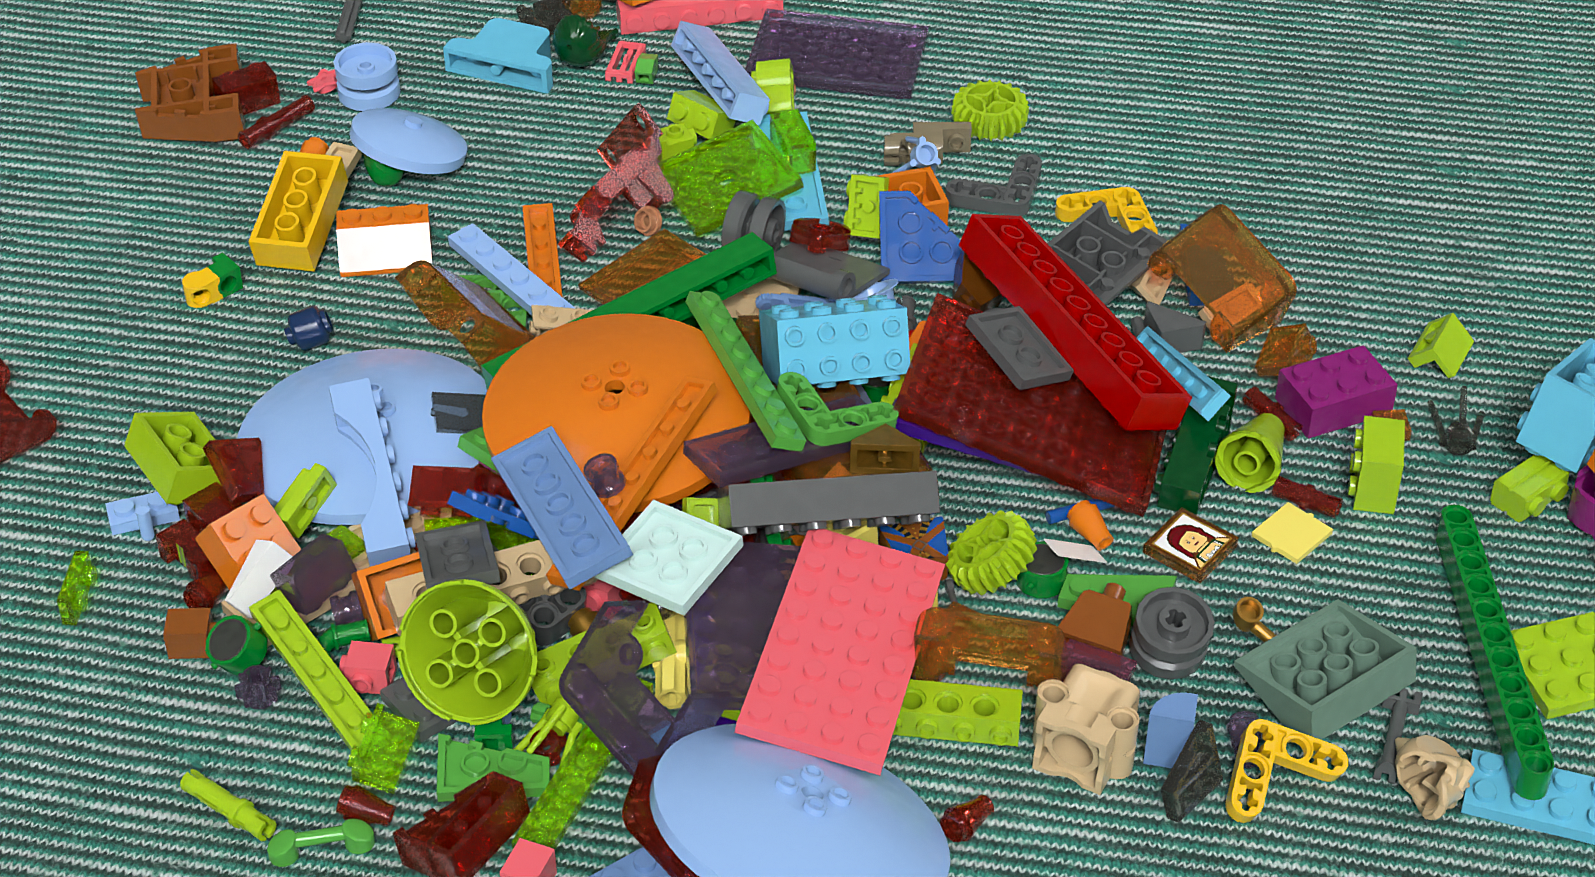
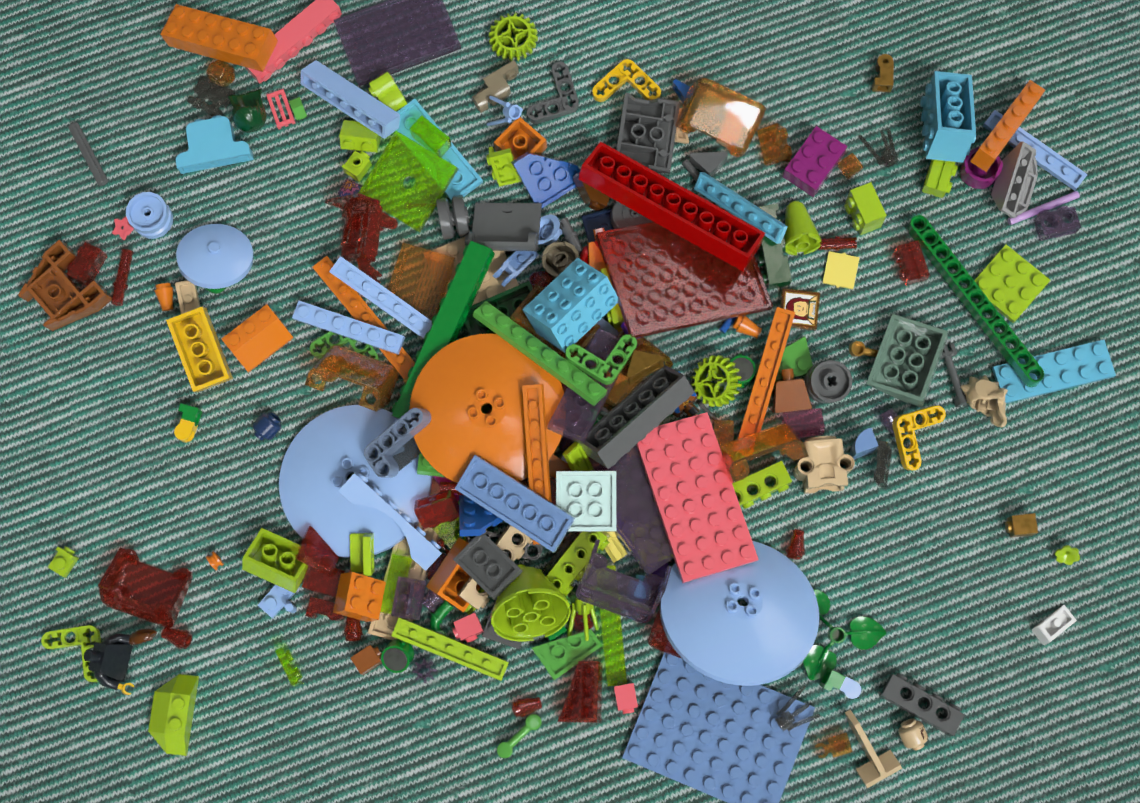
camera: 25 degrees left, 35 degrees up
(99, 430) = (214, 560): none -> orange bush
(237, 811) = (462, 743): lime pin -> none
(254, 577) = (382, 613): white slope -> none
(383, 749) = (513, 672): clear neon green bracket -> none
(460, 375) = (398, 437): none -> sand blue beam
(549, 317) = (403, 350): tan hinge -> none
(578, 243) = (381, 297): none -> light blue plate
(604, 475) = (530, 475): wheel -> none
(648, 220) = (387, 237): nougat plate -> none
(820, 236) = (490, 206): clear red plate -> none
(1019, 347) = (660, 246): dark grey plate -> none
(1075, 550) = (751, 351): white sticker -> none
(1087, 572) = (767, 372): none -> orange plate
(1262, 404) = (790, 193): clear red pin -> none
(1414, 564) = (911, 263): none -> clear red brick
(1444, 342) = (846, 92): lime panel -> none
(1512, 353) = (885, 70): none -> pearl gold leg

